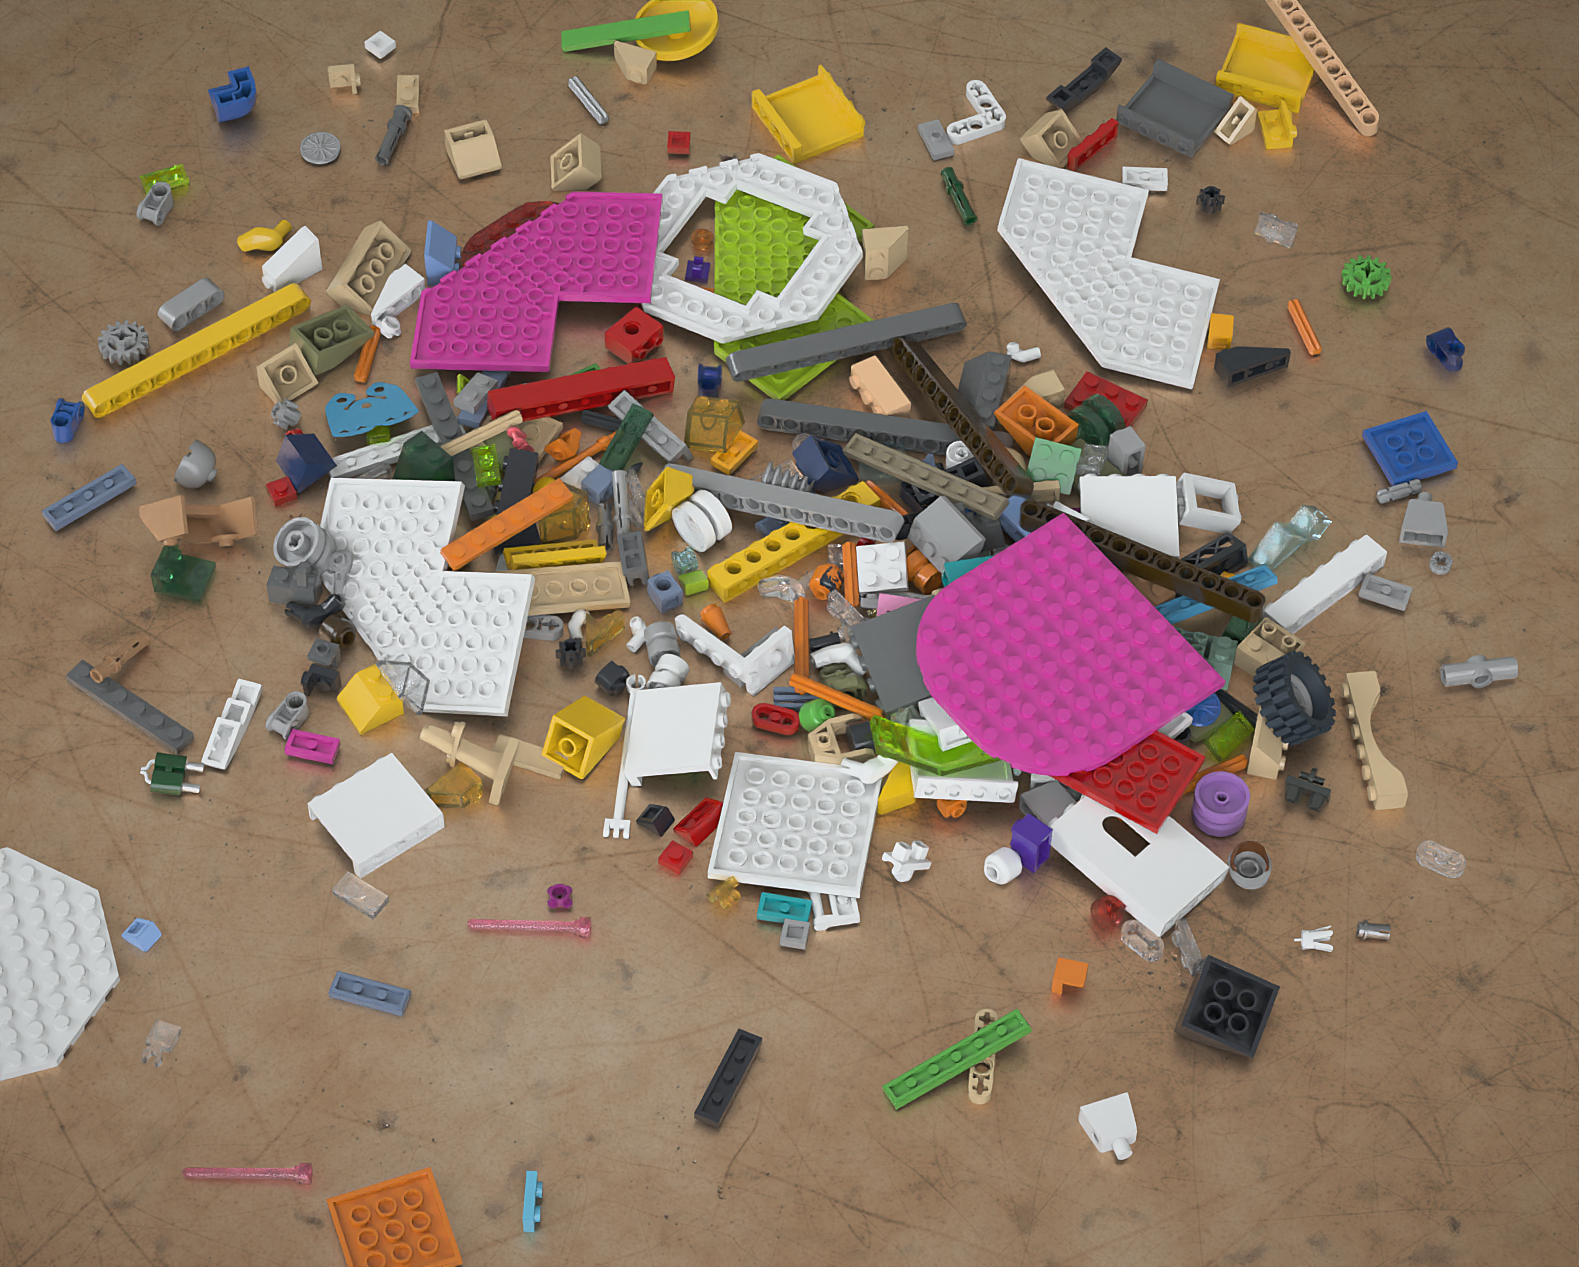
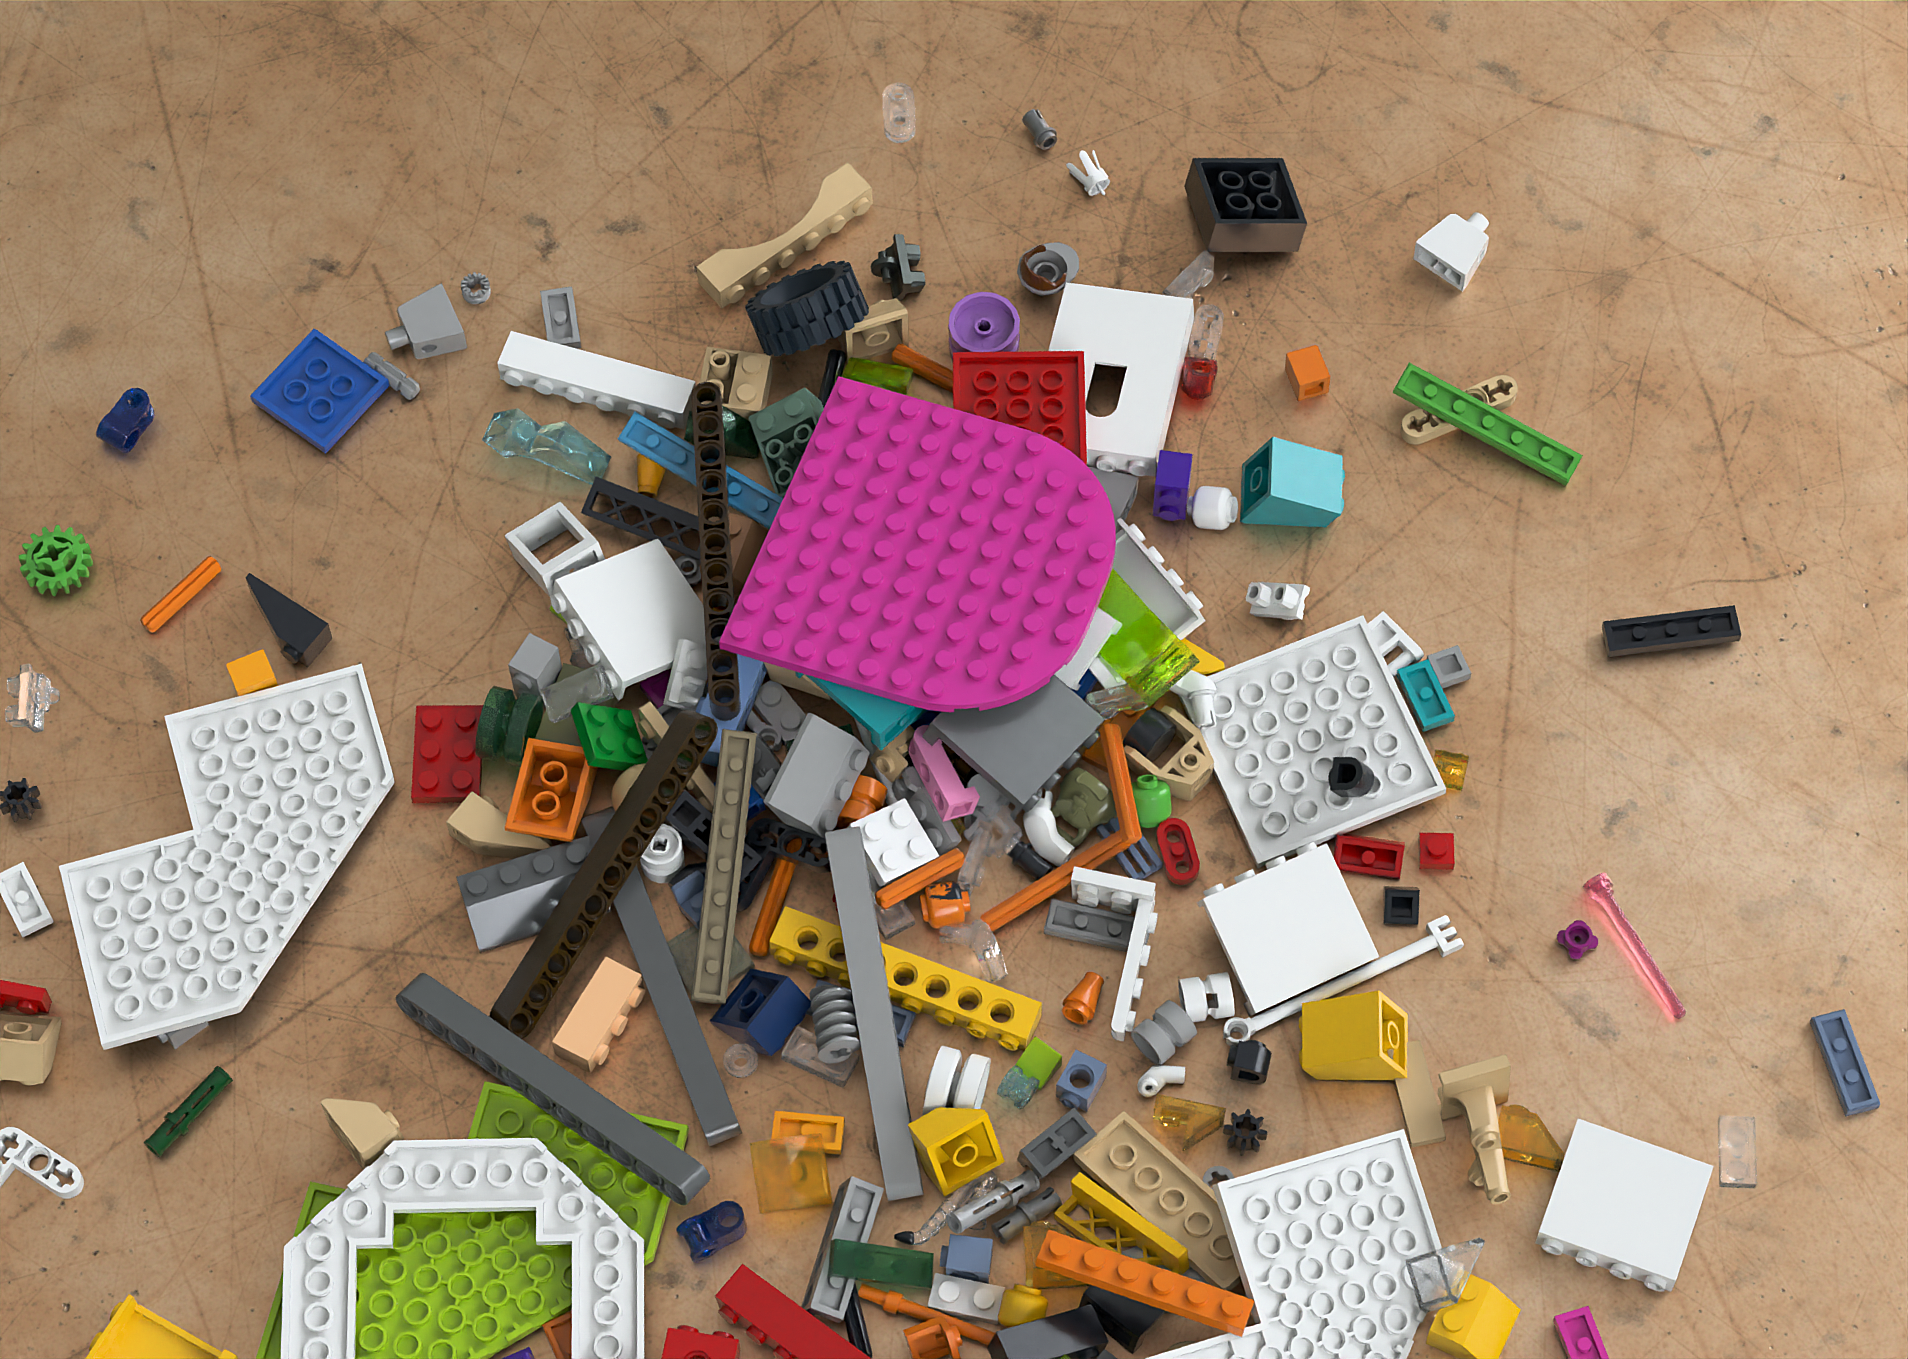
camera: 120 degrees left, 10 degrees up
(575, 624) = (1197, 1158): white arm -> none
(749, 815) = (1350, 777): none -> black plate
(935, 139) = (93, 1201): light grey plate -> none
(985, 917) = (1291, 485): none -> slope
(1022, 355) = (427, 887): white arm -> none
(1479, 671) = (618, 180): light grey piece -> none

